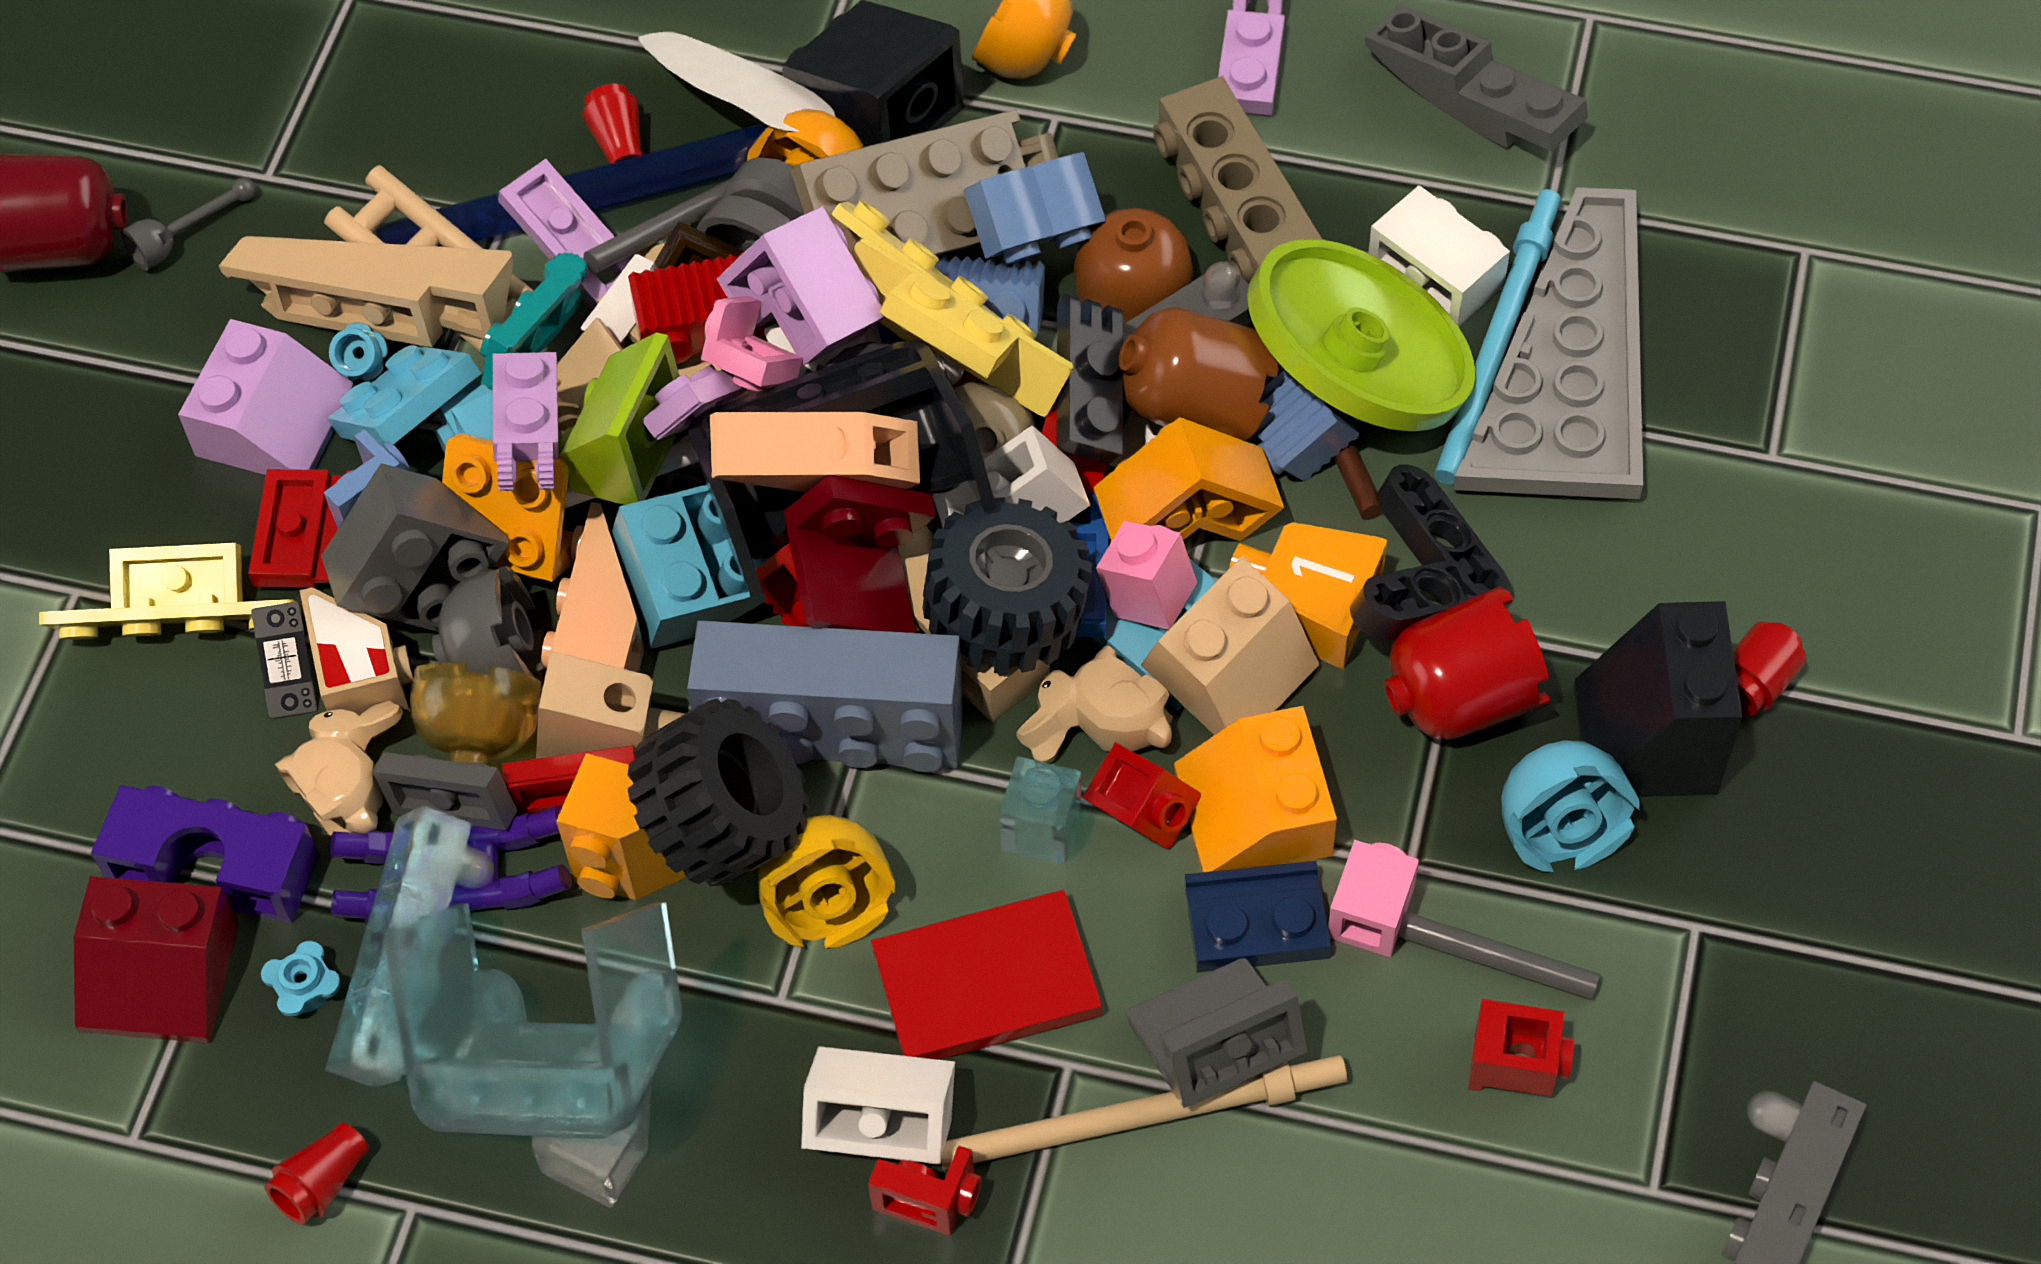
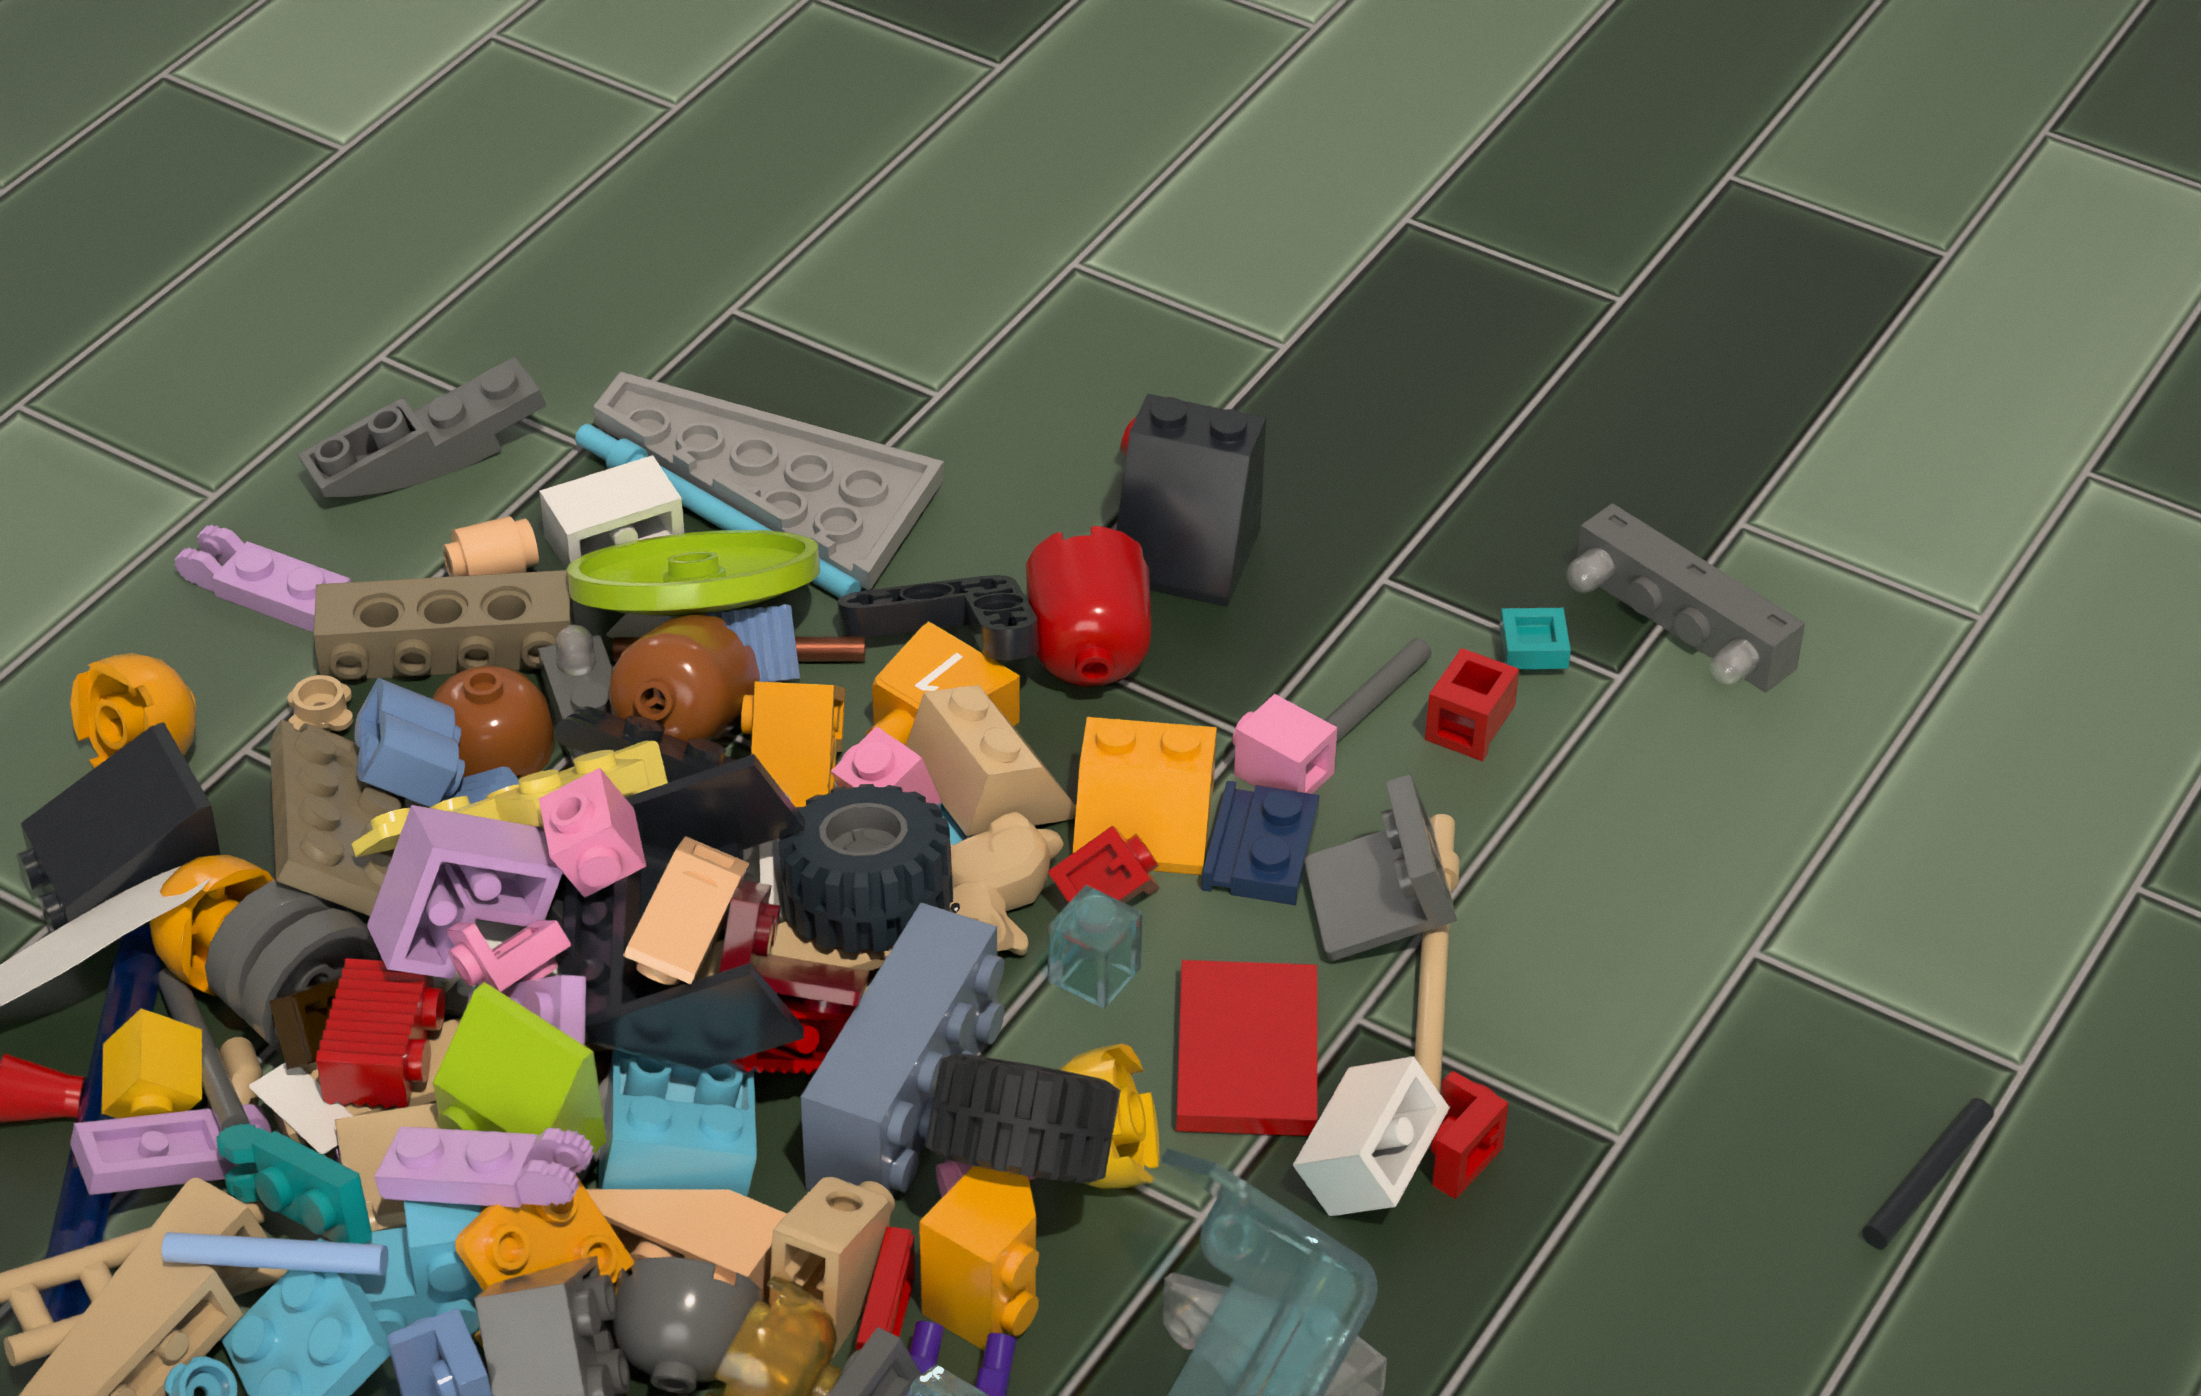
camera: 75 degrees left, 15 degrees down
(433, 330) = (275, 1253): none -> light blue bar
(636, 191) = (151, 1067): none -> yellow brick
(864, 347) = (592, 832): none -> bright pink brick
(1112, 143) = (320, 702): none -> tan plate
(1350, 186) = (491, 548): none -> light nougat brick
(1567, 805) = (1246, 596): medium azure cylinder -> none
(1650, 1087) = (1535, 638): none -> teal plate

